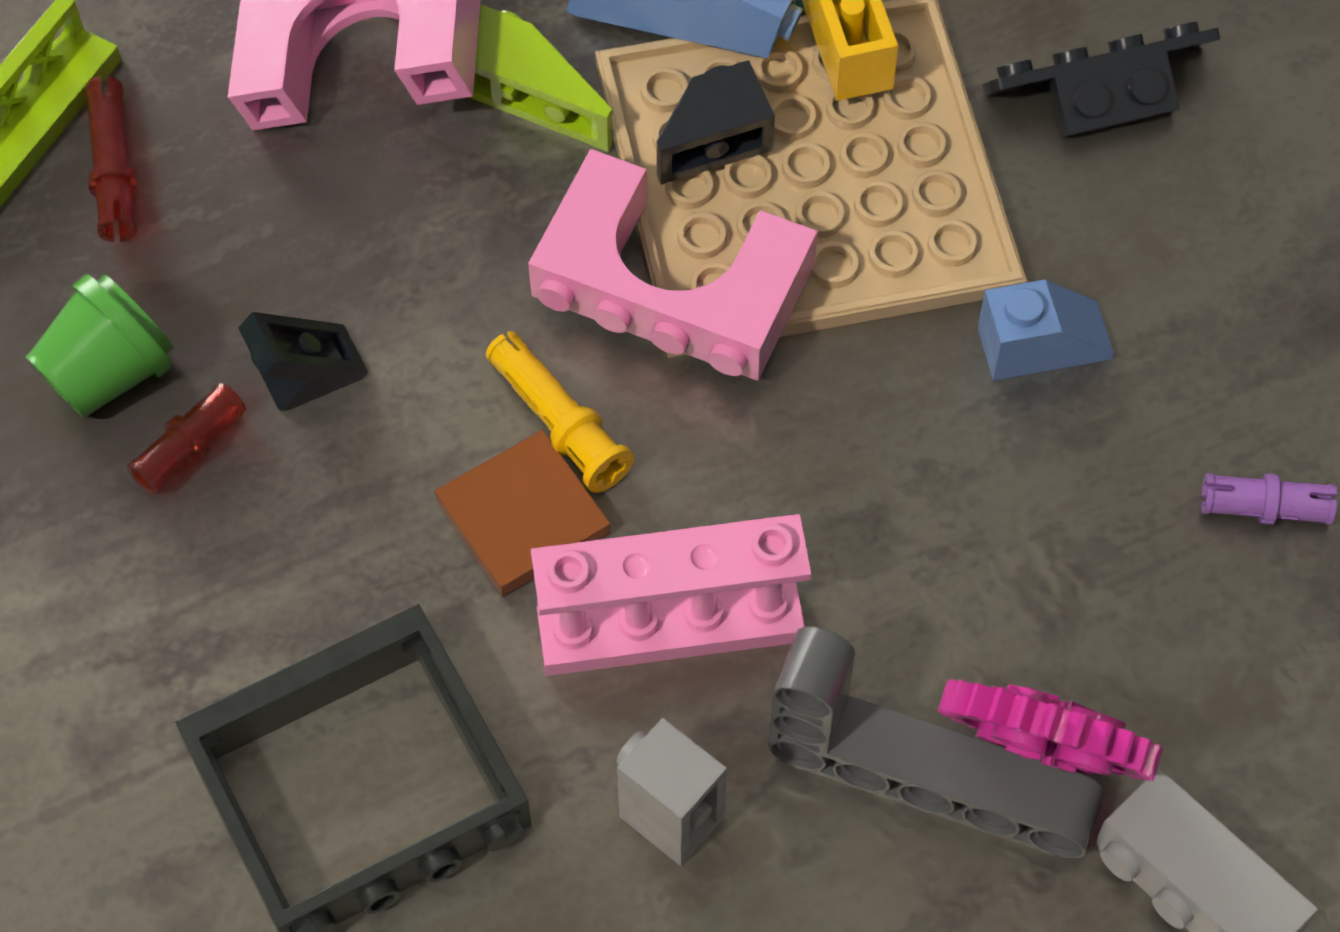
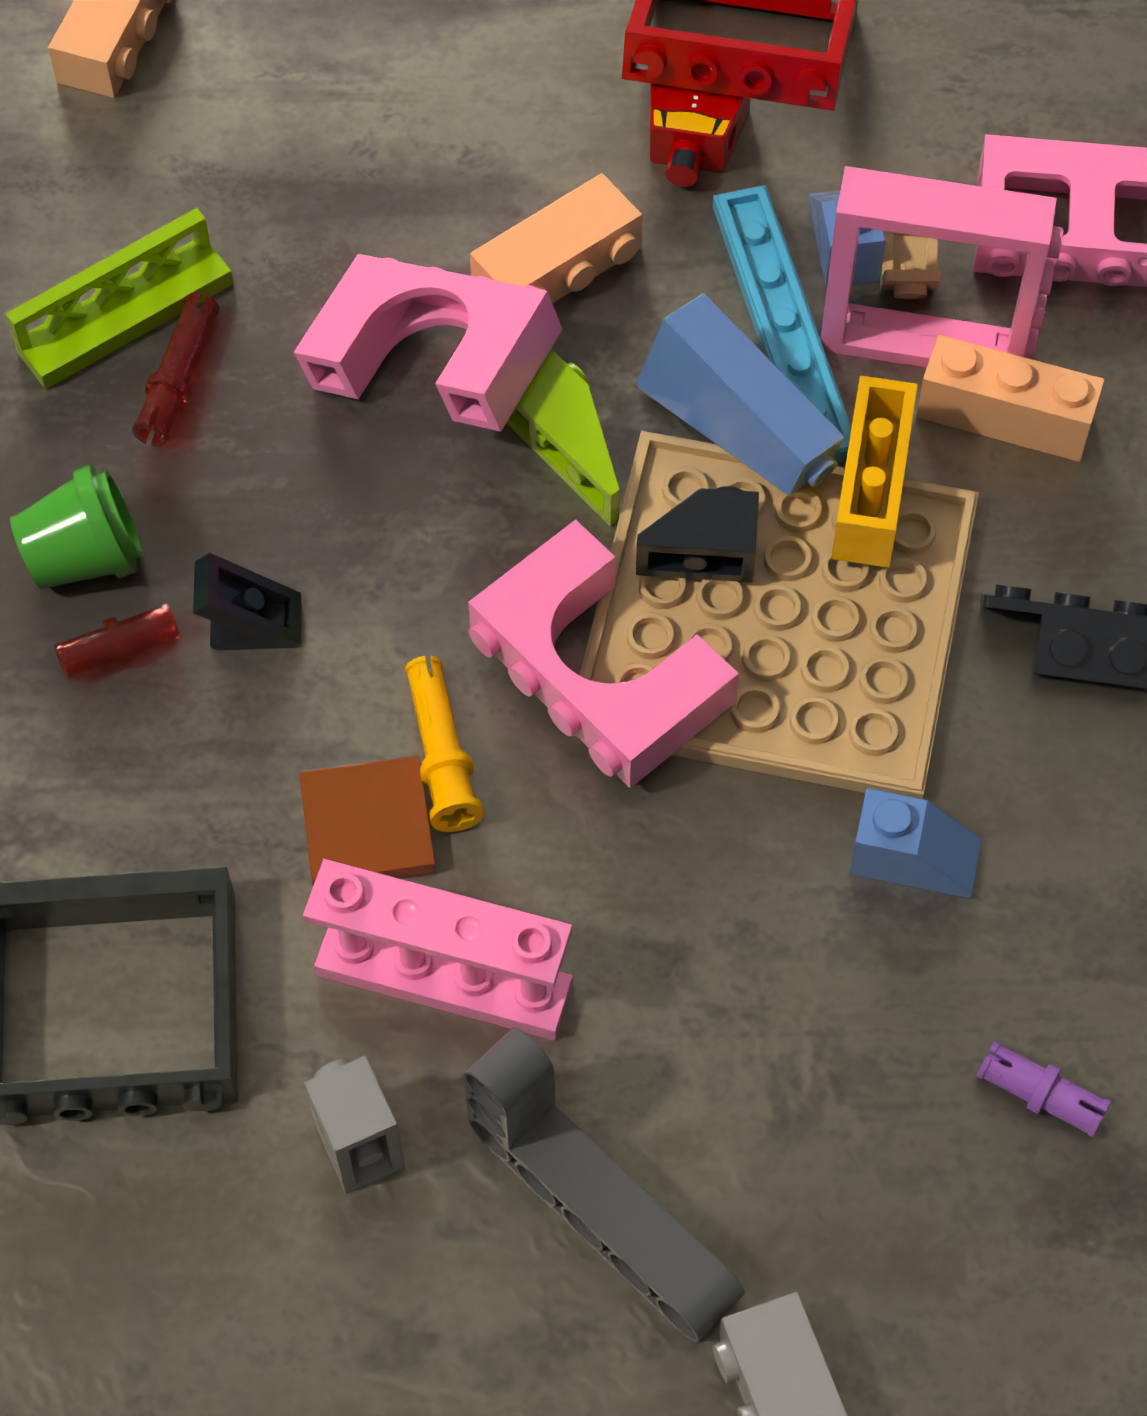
camera: 25 degrees right, 0 degrees up
(1050, 730) = (721, 1228): dark pink gear -> none

